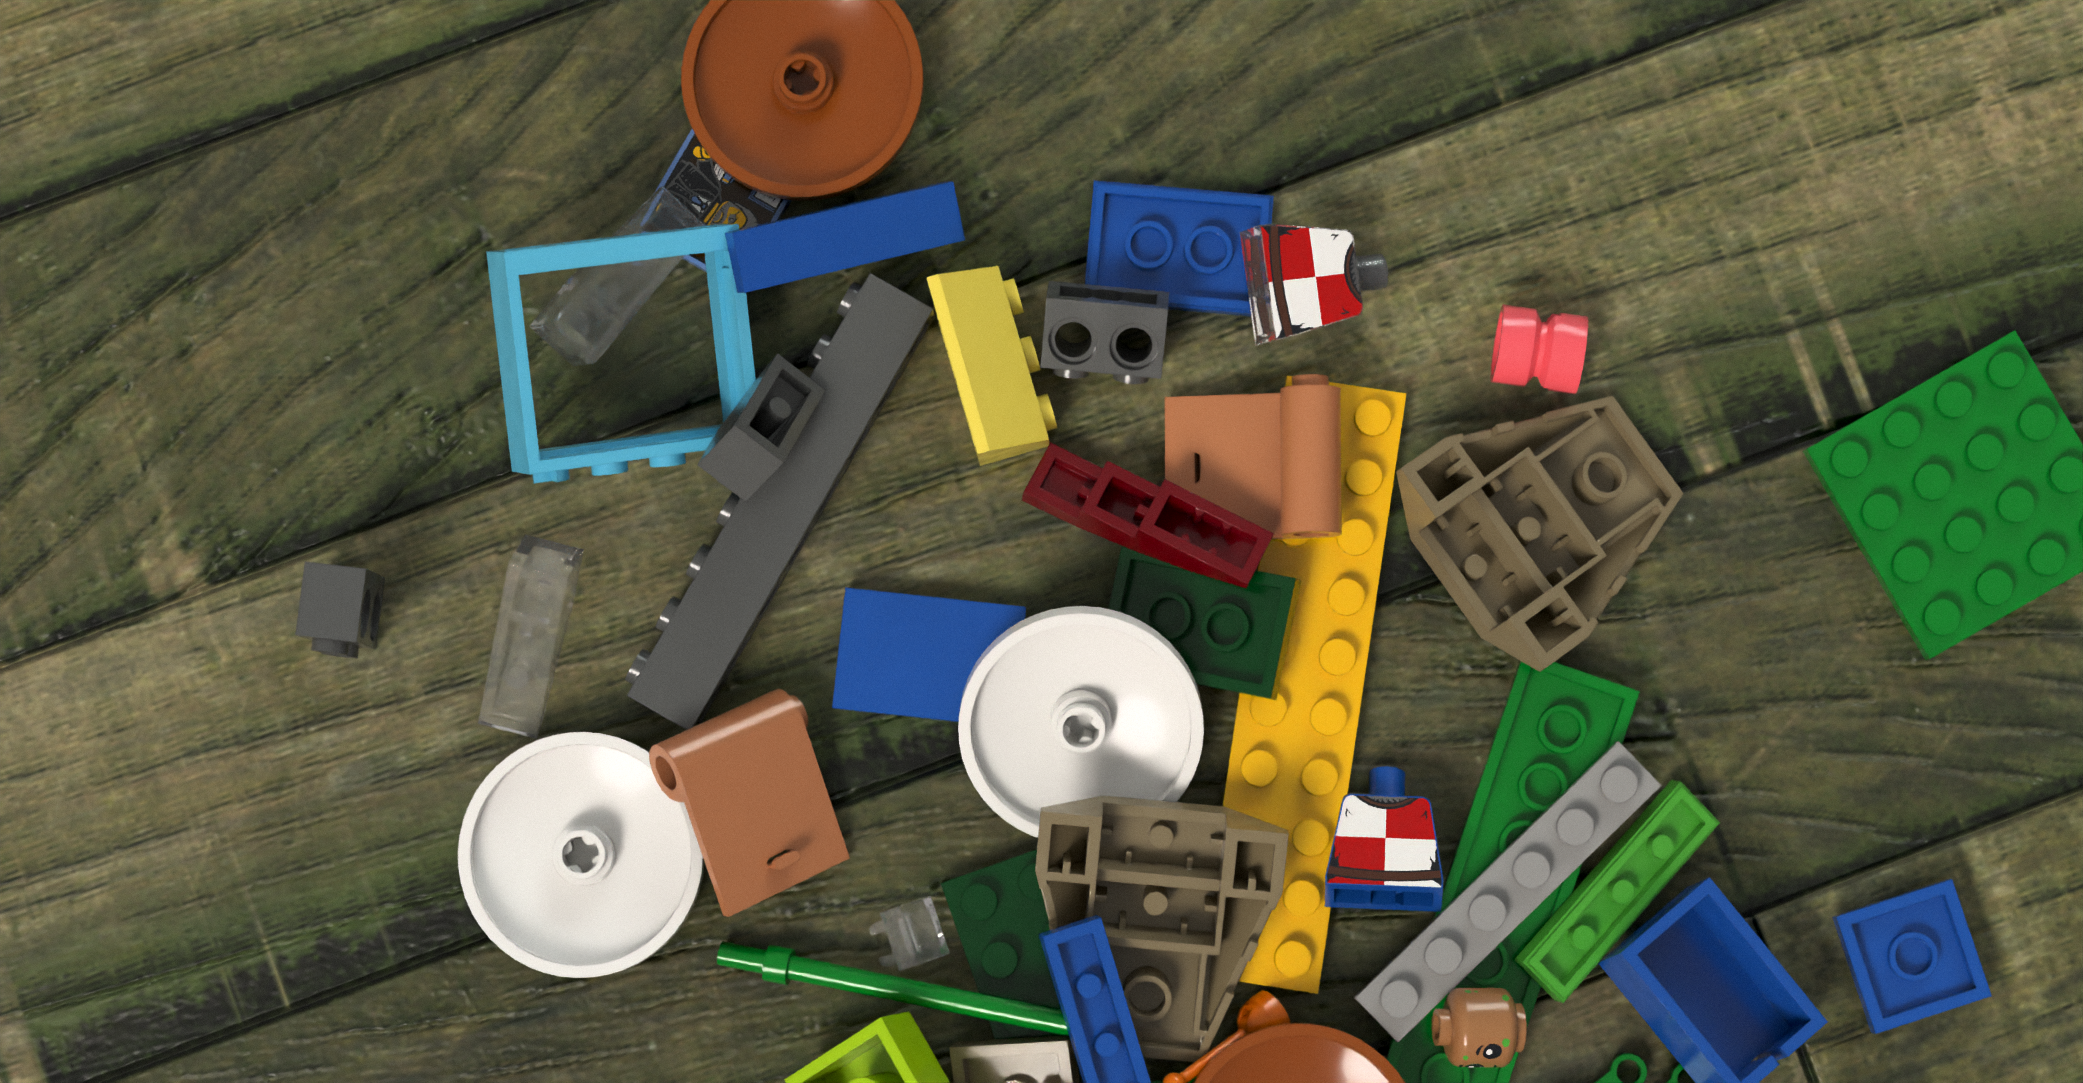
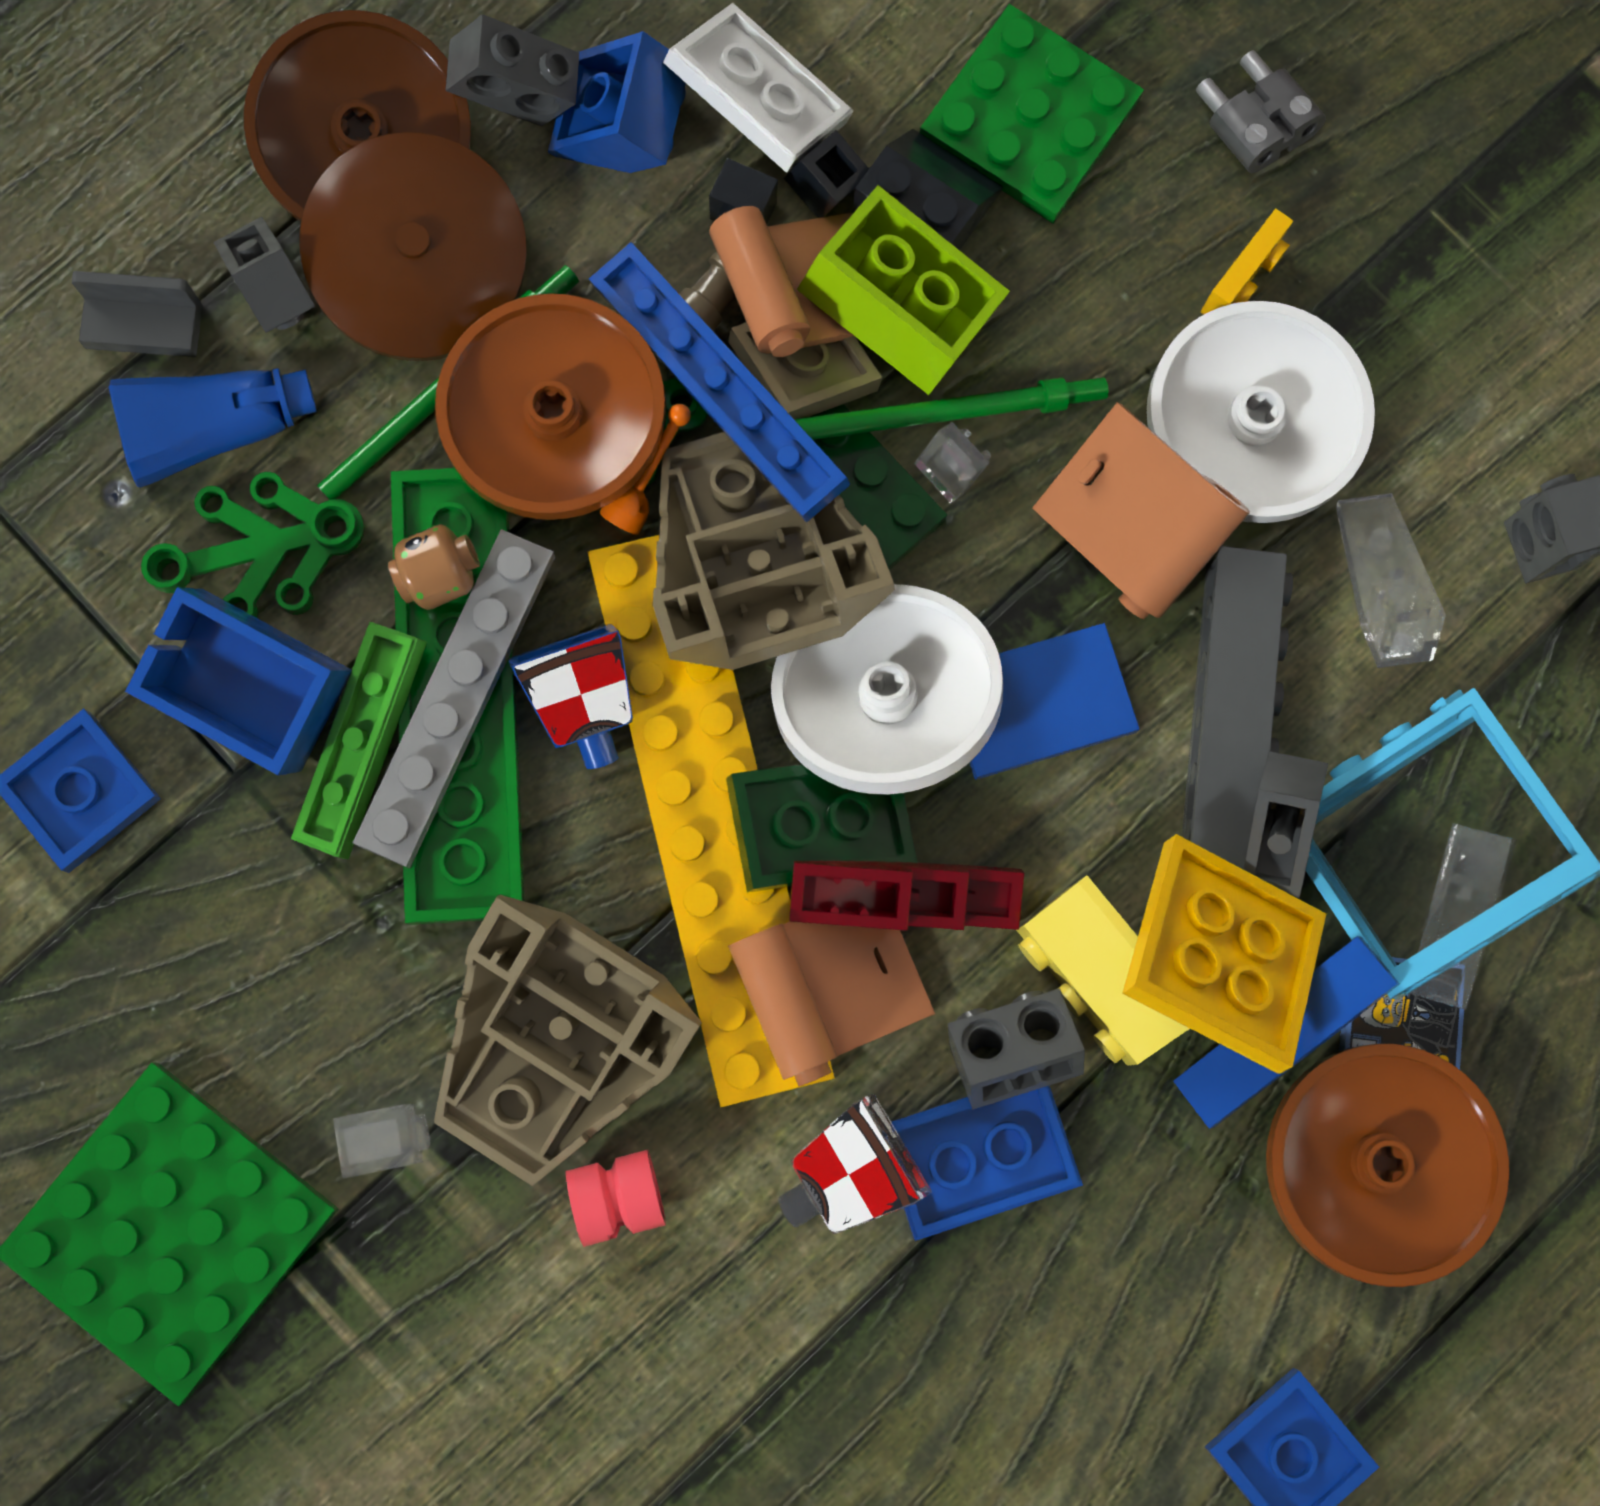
camera: 145 degrees right, 5 degrees down
(494, 1027) = (1262, 251): none -> yellow plate
(878, 327) = (1226, 954): none -> yellow plate
(1738, 494) = (381, 1139): none -> clear brick

